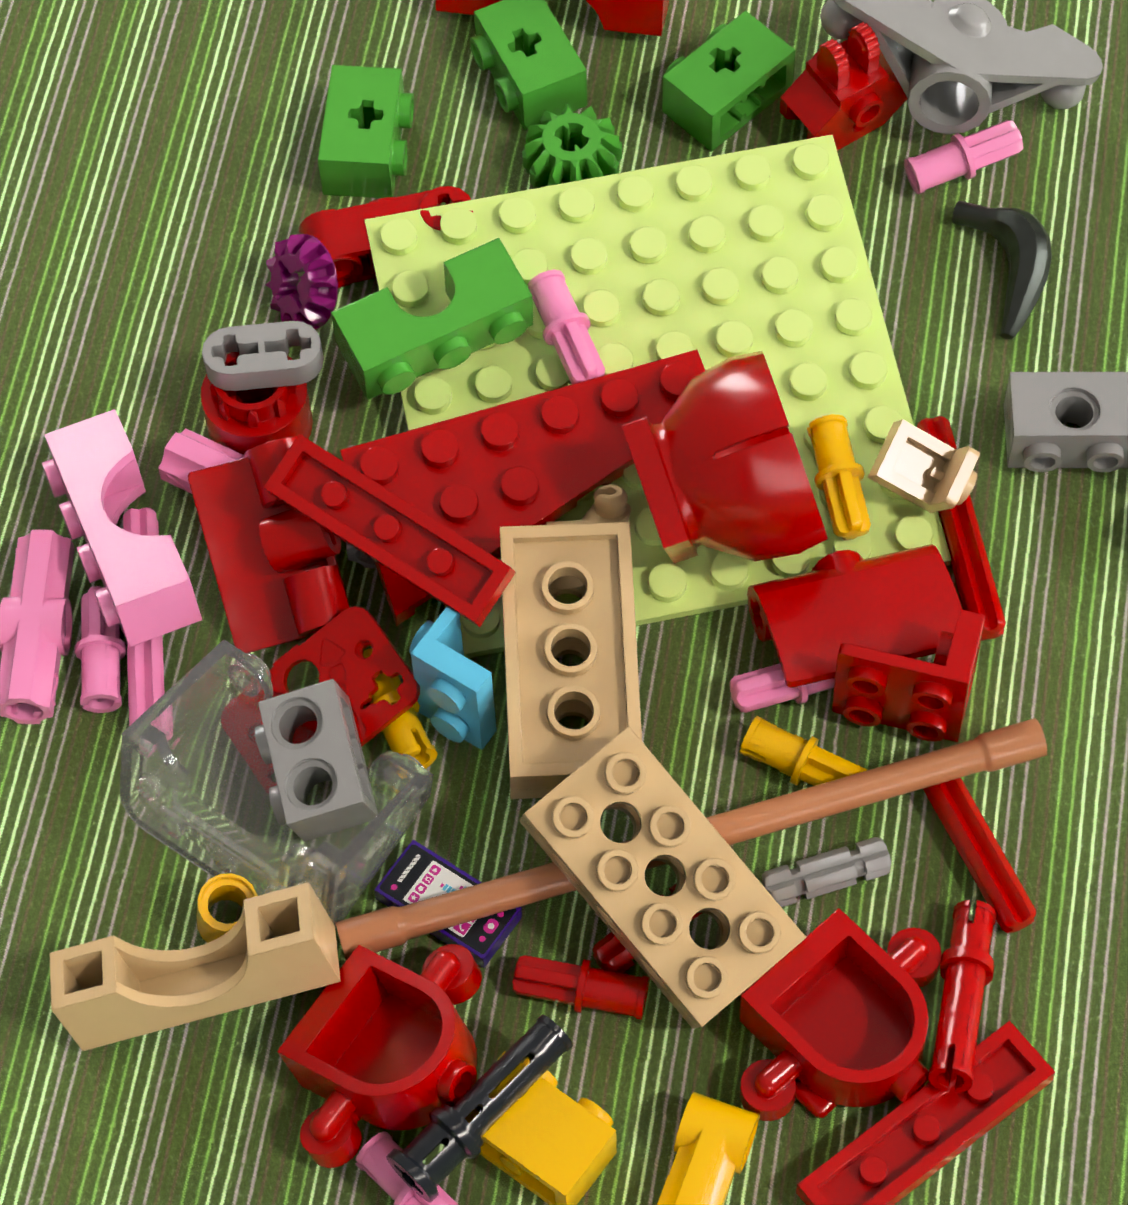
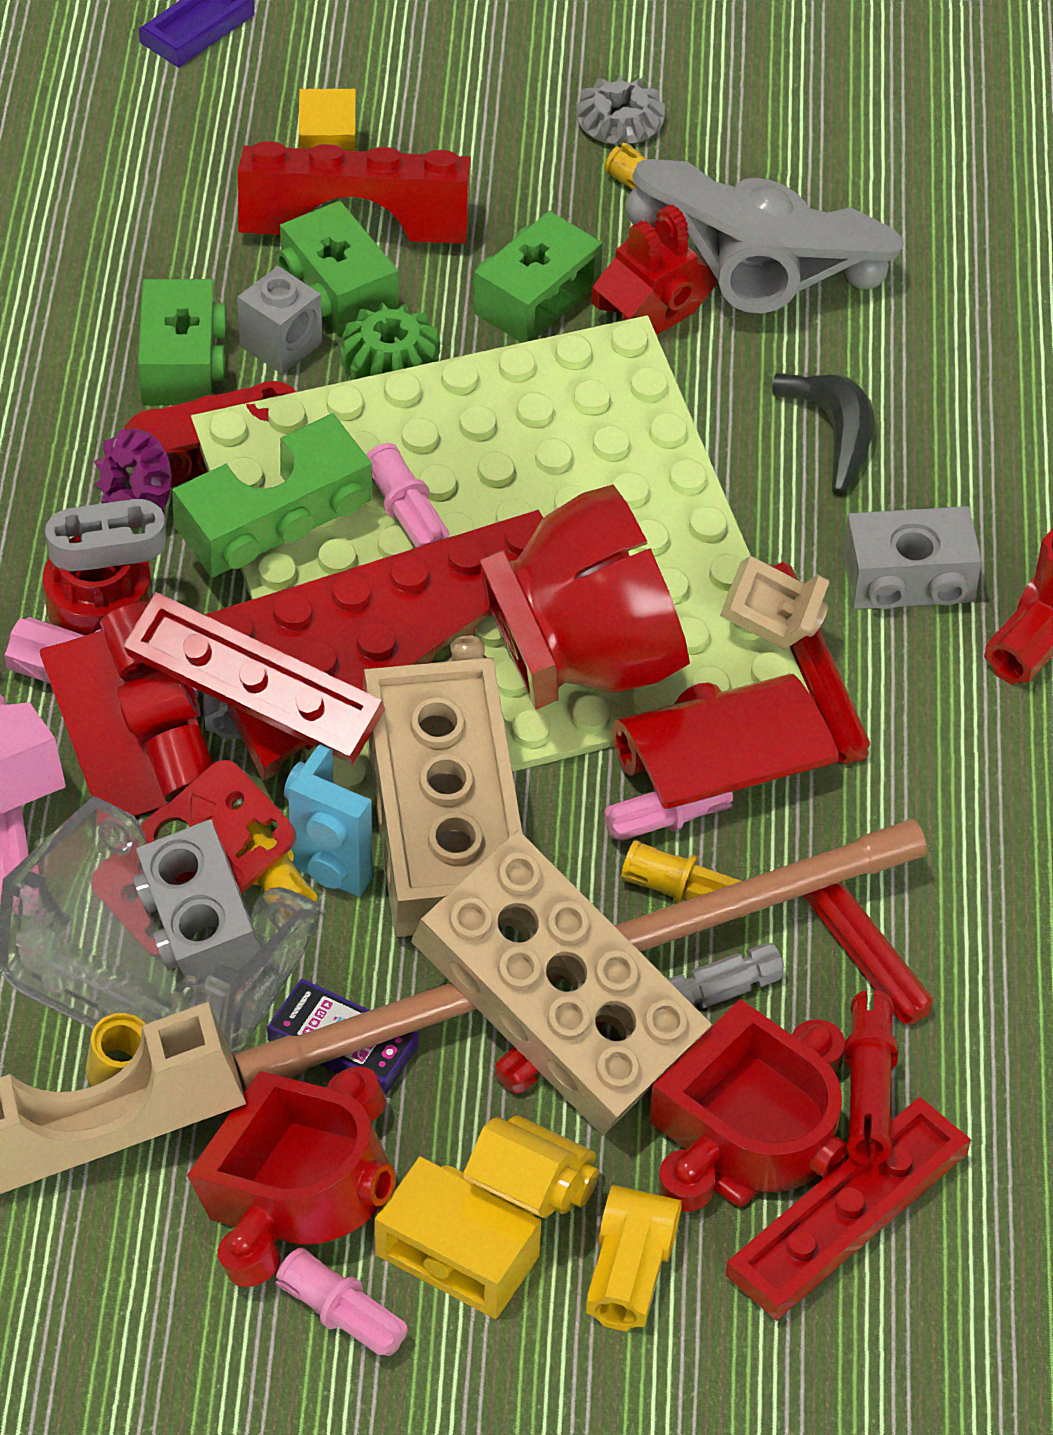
camera: 10 degrees left, 10 degrees down
(448, 1126) = (377, 1226): black pin -> none
(465, 114) = (280, 320): none -> light grey brick
(581, 986) = (485, 1099): red axle -> none
(613, 1072) = (532, 1166): none -> yellow brick
(839, 476) = (695, 617): yellow axle -> none
(910, 692) = (782, 800): red bracket -> none
(963, 156) = (776, 333): bright pink axle -> none

